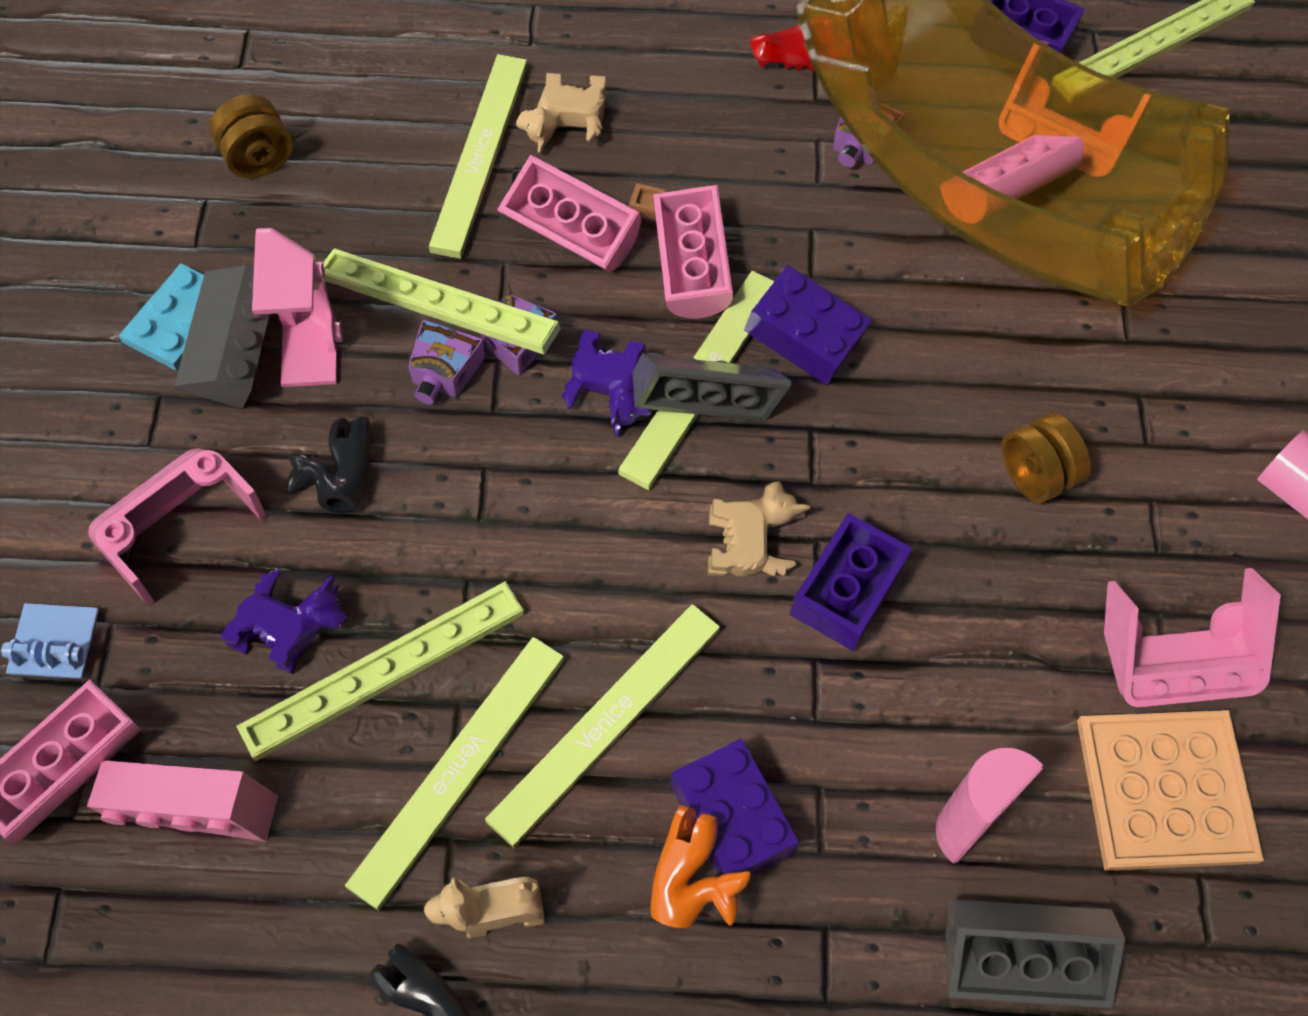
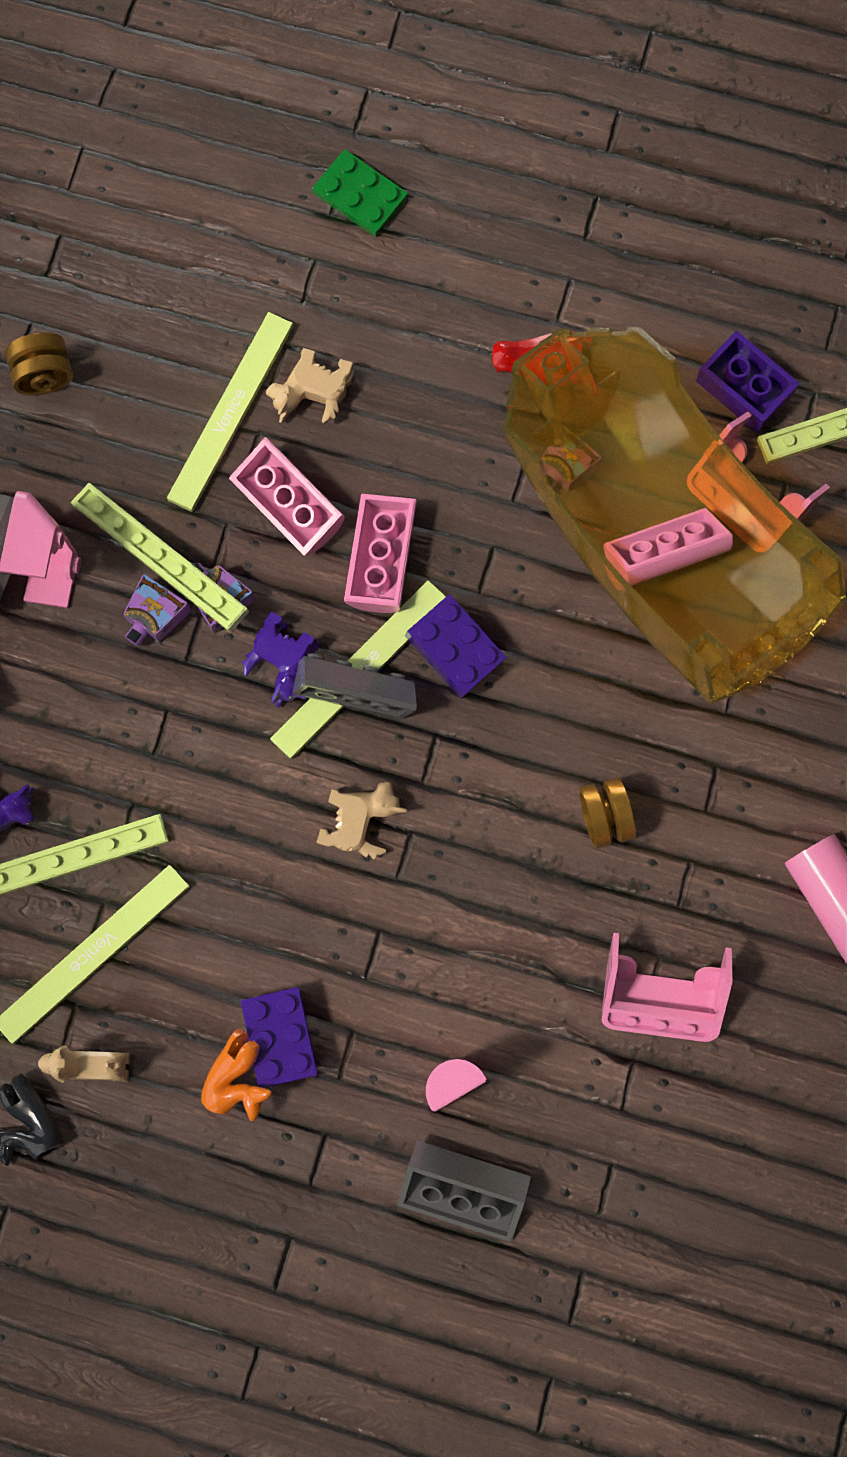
camera: 20 degrees right, 15 degrees up
(350, 454) = (64, 679): black piece -> none
(601, 726) = (207, 944): yellowish green tile -> none
(643, 200) = (359, 485): medium nougat tile -> none
(850, 581) = (420, 879): dark purple brick -> none
(1168, 790) = (611, 1096): light nougat tile -> none

